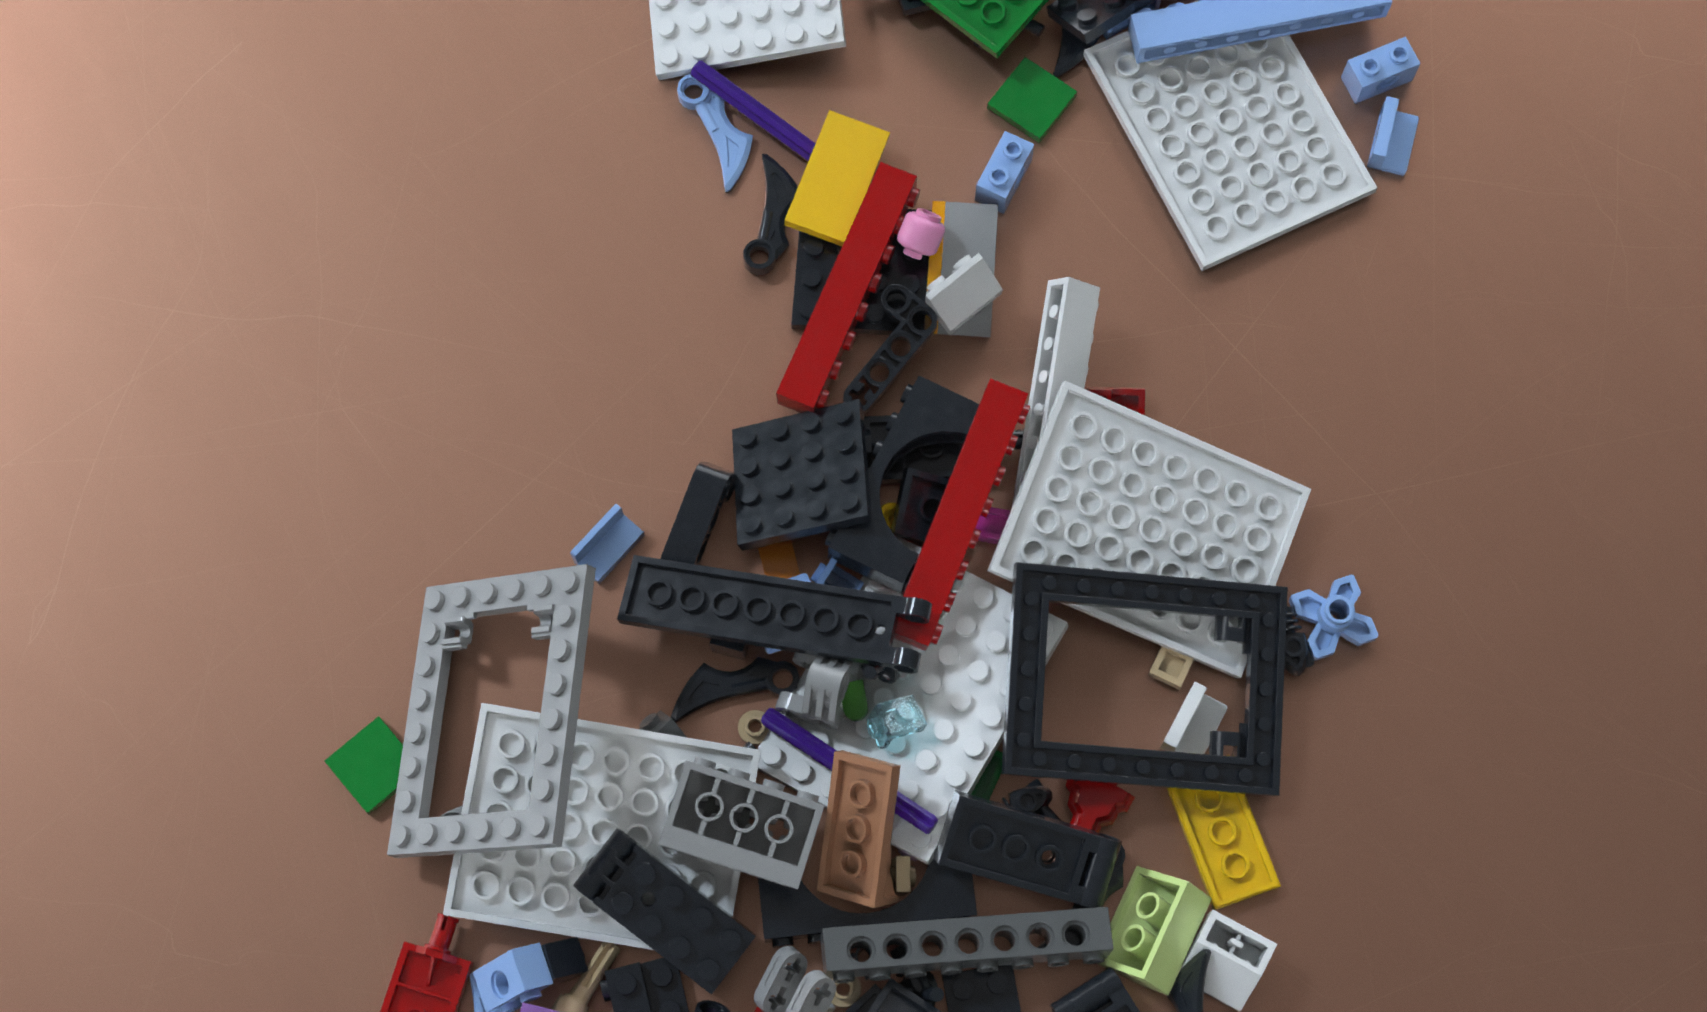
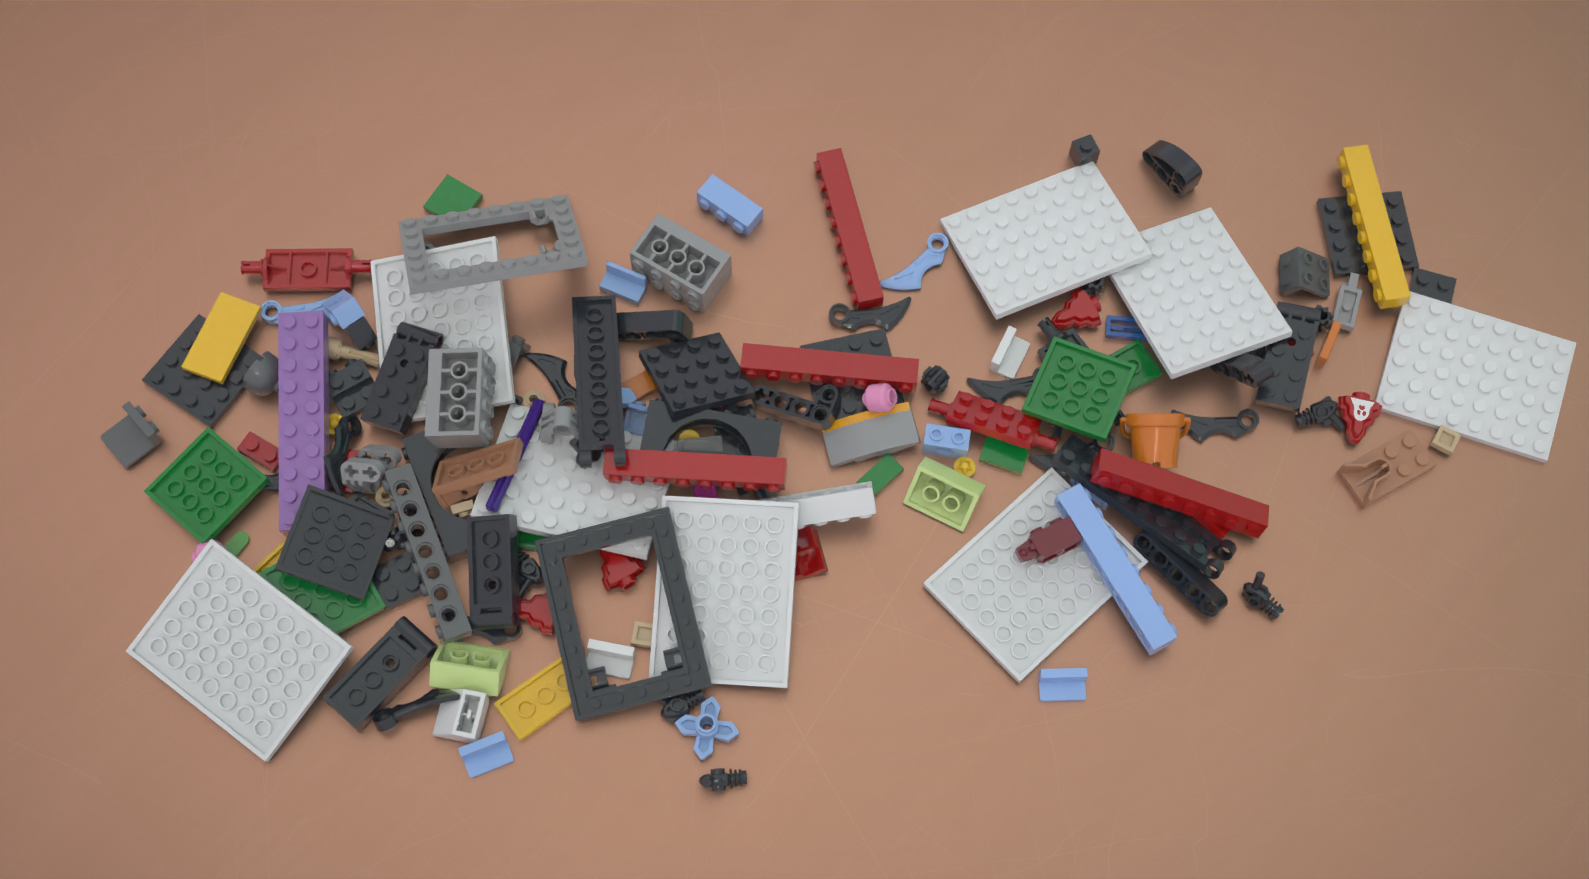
camera: 70 degrees right, 5 degrees down
(531, 355) = (729, 205): none -> light blue brick
(609, 448) = (681, 263): none -> light grey brick
(628, 201) = (849, 229): none -> red brick
(753, 109) = (931, 294): dark purple axle -> none
(836, 178) = (905, 339): yellow tile -> none
(855, 701) = (561, 448): bright green piece -> none
(894, 52) = (1009, 354): none -> white panel
(894, 720) = (553, 471): clear light blue bracket -> none
(906, 155) = (935, 379): none -> black gear
(944, 83) = (1001, 390): none -> black piece
(963, 292) = (846, 433): white slope -> none
(993, 102) = (993, 420): none -> red plate
(1023, 276) = (882, 473): none -> green tile
(1046, 164) = (965, 466): none -> yellow tile
(1068, 673) = (620, 570): none -> red rock
(1079, 199) = (944, 493): none -> yellowish green slope
(1197, 81) = (1050, 541): none -> dark red hinge
(1291, 931) = (486, 754): none -> light blue panel
(1380, 70) = (1107, 661): light blue brick -> none
(1412, 618) = (720, 779): none -> black piece

